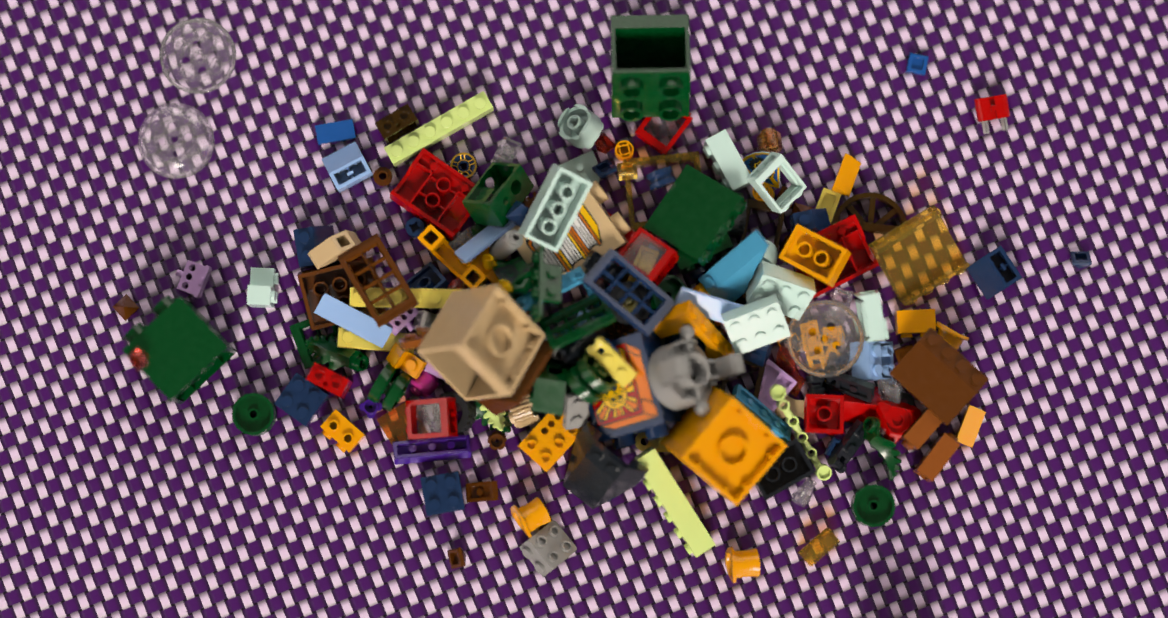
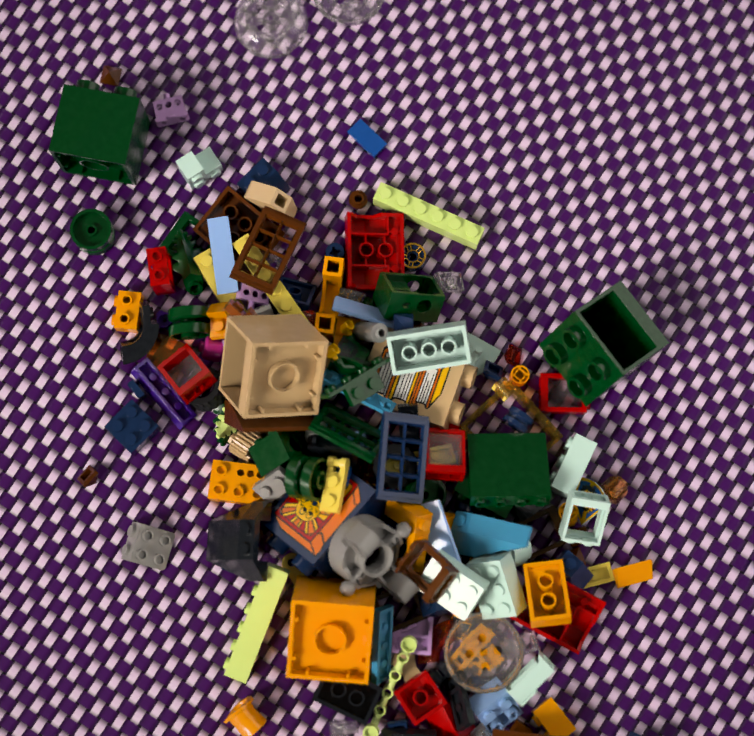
camera: 55 degrees right, 5 degrees down
(138, 359) = (65, 100): clear red slope -> none
(301, 399) = (129, 261): dark blue brick -> none
(347, 167) = (344, 166): light blue slope -> none
(376, 434) = (144, 340): none -> black arch
(394, 122) = (408, 175): dark brown window -> none
(413, 469) = (137, 390): none -> dark blue tile
(482, 491) = (157, 458): reddish brown slope -> none
(497, 435) = (207, 436): reddish brown plate -> none
(530, 516) = (163, 512): light orange piece -> none
(580, 126) = (512, 325): light aqua brick -> none
(748, 329) = (441, 582): none -> reddish brown window
(870, 227) = (609, 631): dark brown window -> none
(918, 256) = (610, 683): clear yellow panel -> none

